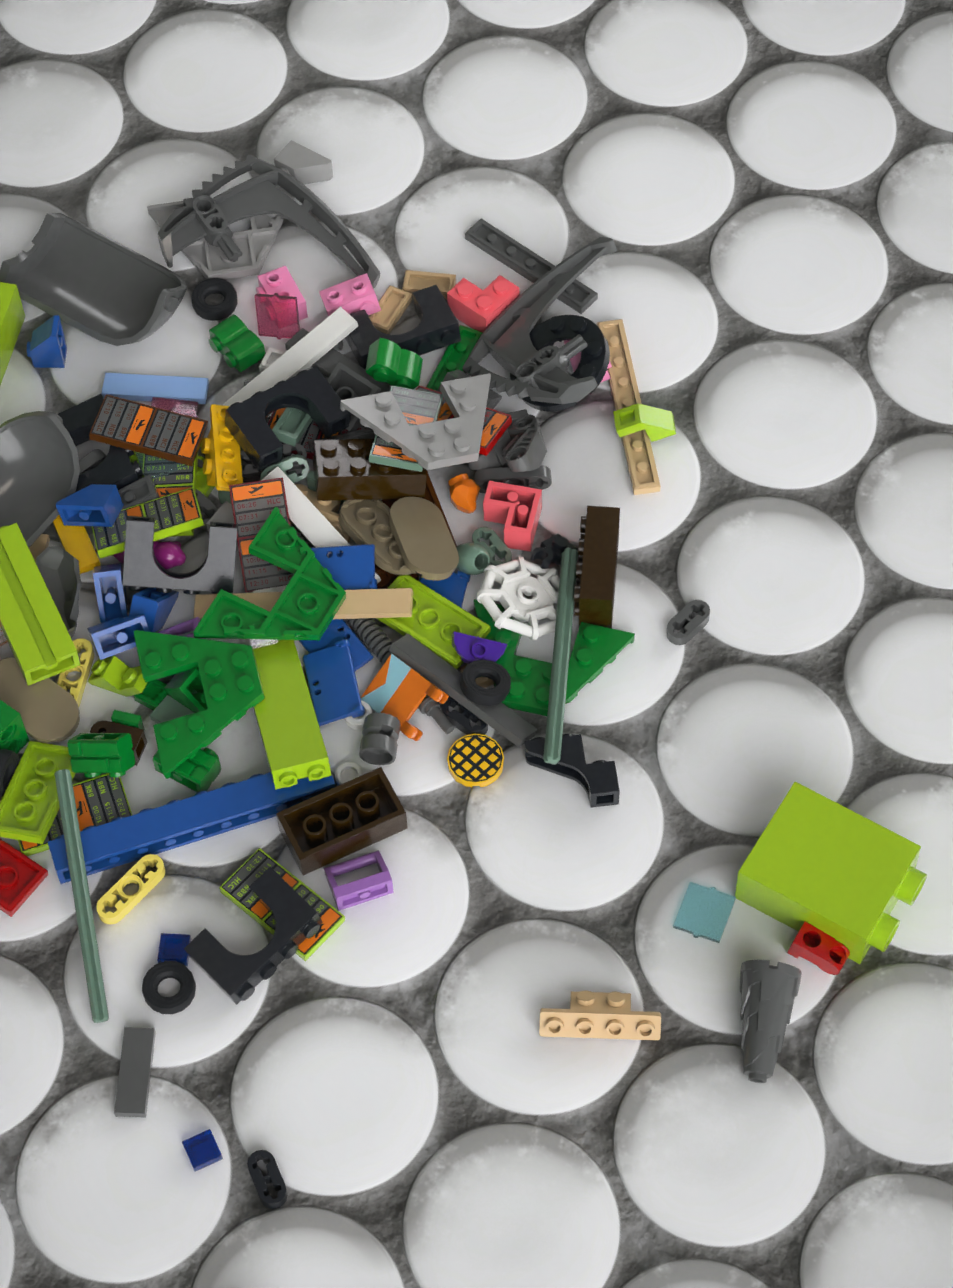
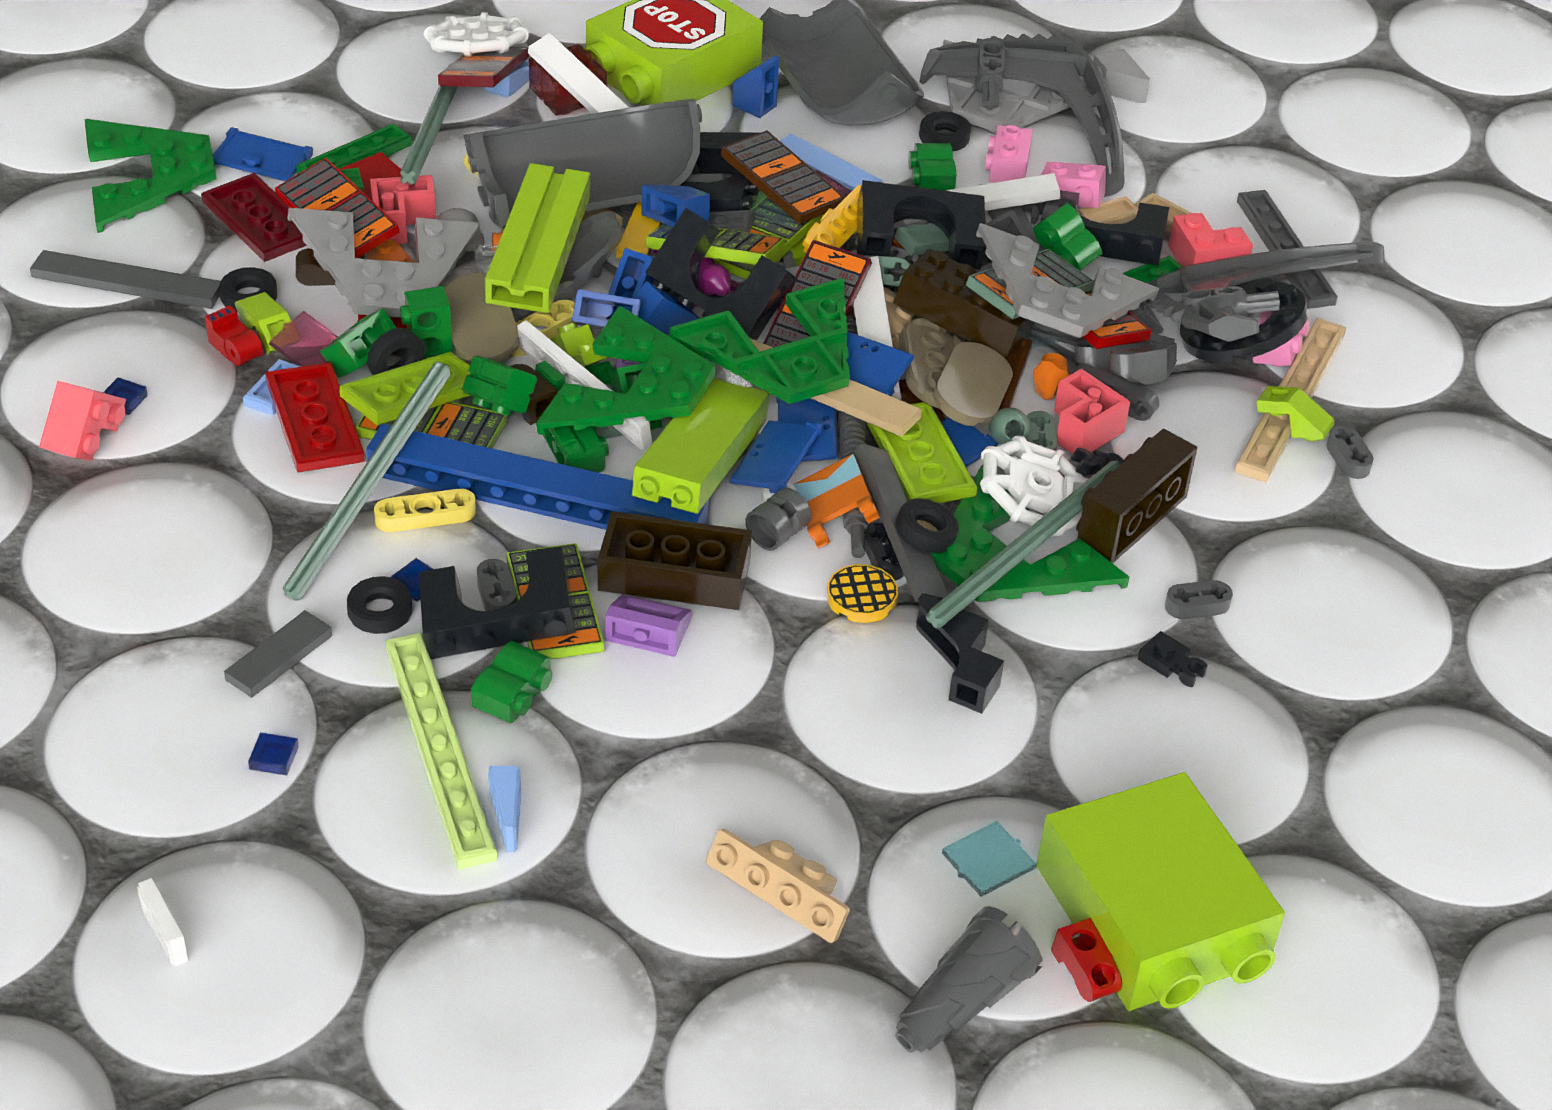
camera: 30 degrees right, 15 degrees down
(146, 709) = (543, 349): none -> white tile
(238, 915) = (489, 589): none -> dark grey beam
(260, 1181) = (301, 813): black beam -> none
(277, 315) = (989, 158): clear pink piece -> none
(305, 1069) = (441, 752): none -> yellowish green tile
(312, 989) = (511, 682): none -> green brick
(383, 1078) = (506, 799): none -> light blue slope
(476, 648) = (940, 489): dark purple plate -> none
(698, 429) = (1353, 459): none -> dark grey beam
(700, 682) = (1170, 657): none -> black plate

